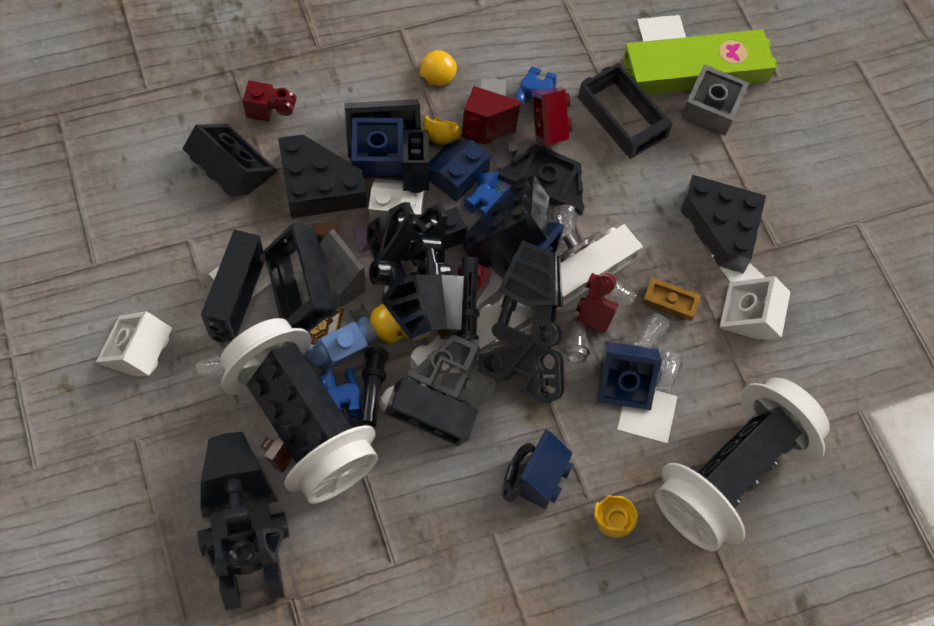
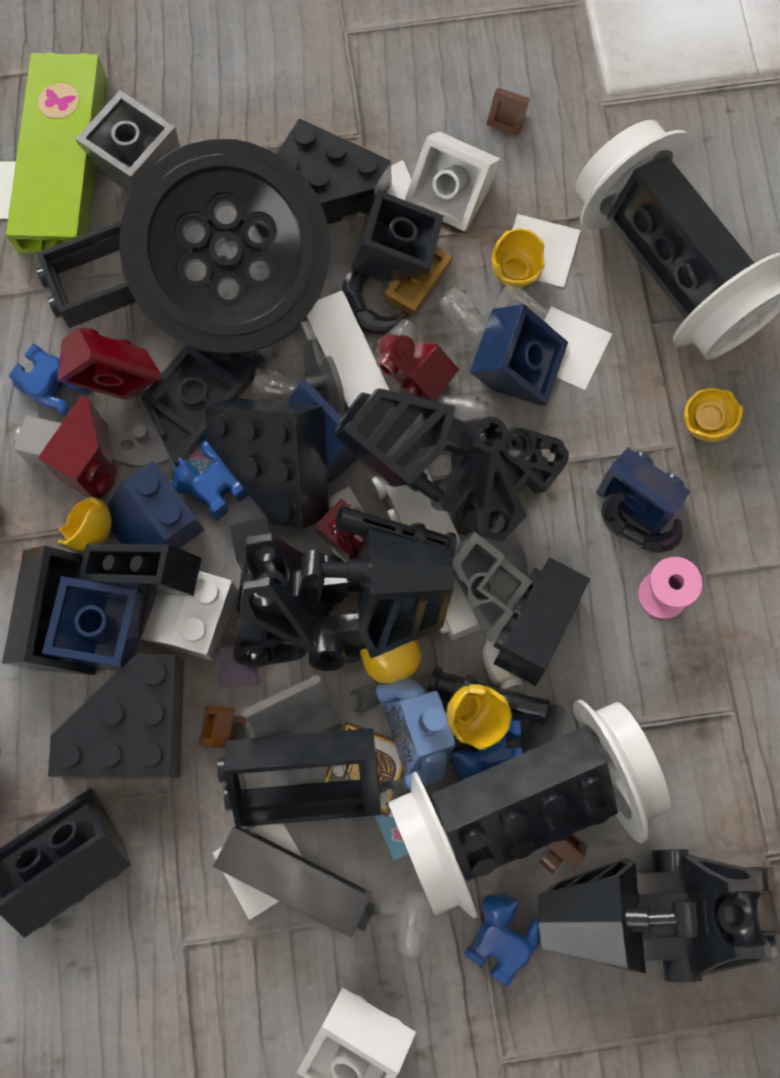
camera: 70 degrees left, 10 degrees up
(212, 420) = (501, 942): none -> blue animal
(355, 374) = (478, 716): none -> yellow hair
(472, 497) = (670, 588): none -> bright pink piece
(632, 123) = (189, 190): none -> black wheel
(651, 259) = (367, 319): none -> black piece
(693, 274) = (396, 239): none -> black slope
(703, 361) = (518, 258): none -> yellow hair
(719, 382) = (558, 249): none -> white sticker
(825, 339) = (508, 111): none -> reddish brown tile

